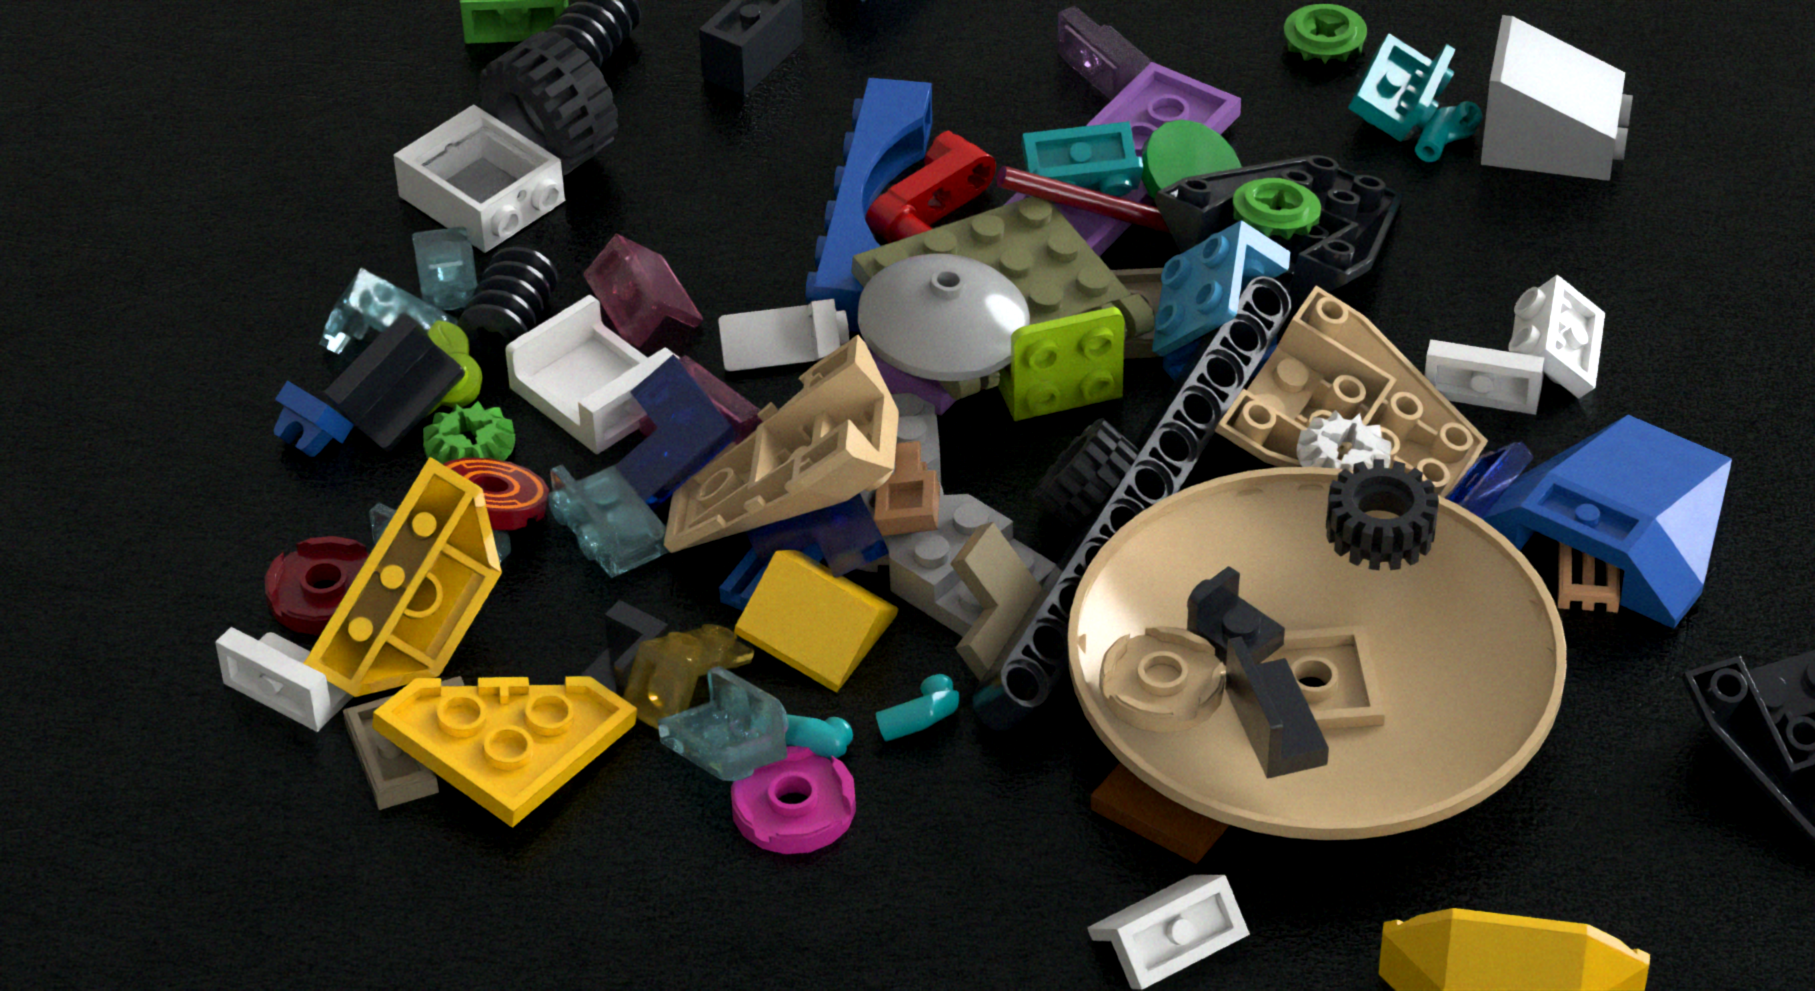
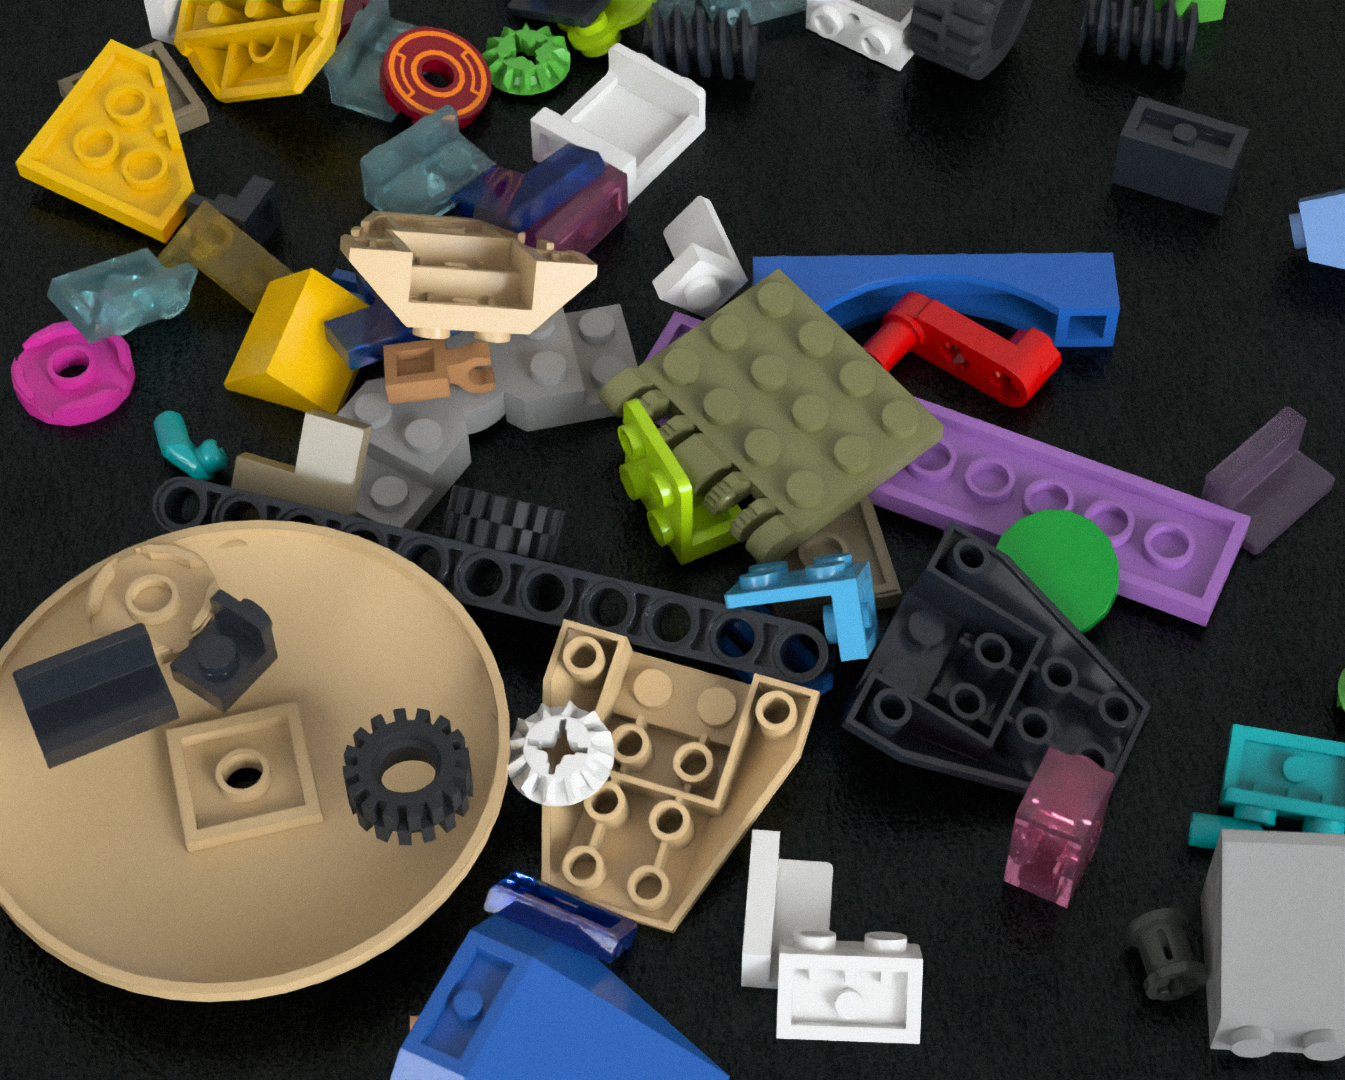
camera: 80 degrees right, 10 degrees up
(638, 290) = (760, 146): clear pink panel -> none
(821, 736) = (141, 360): teal arm -> none
(941, 317) = (693, 378): light grey dish -> none
(1081, 198) = (937, 444): dark red bar -> none
(1086, 156) = (1011, 456): teal bracket -> none
(1257, 203) = (996, 638): bright green gear -> none
(1444, 192) = (1058, 826): none -> clear pink brick
(1542, 174) = (1181, 967): none -> pearl dark grey bush

